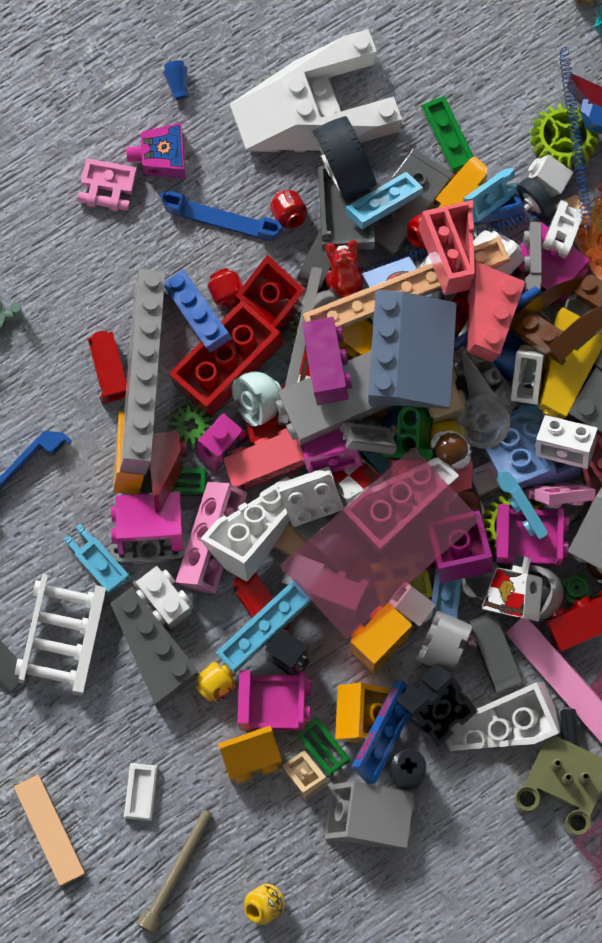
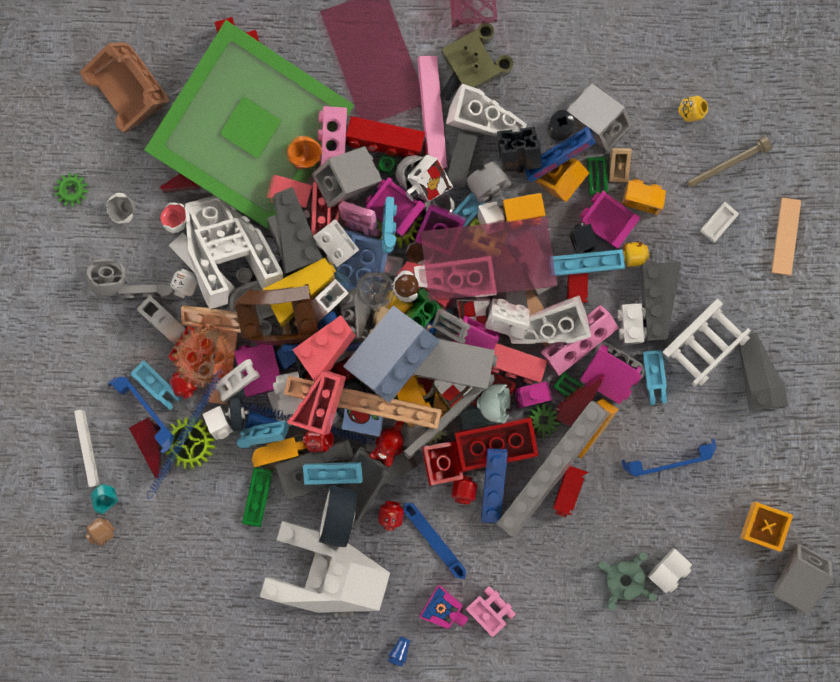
camera: 150 degrees left, 10 degrees up
(326, 360) = (446, 384): magenta brick -> none
(532, 262) = (271, 370): light grey hinge -> none

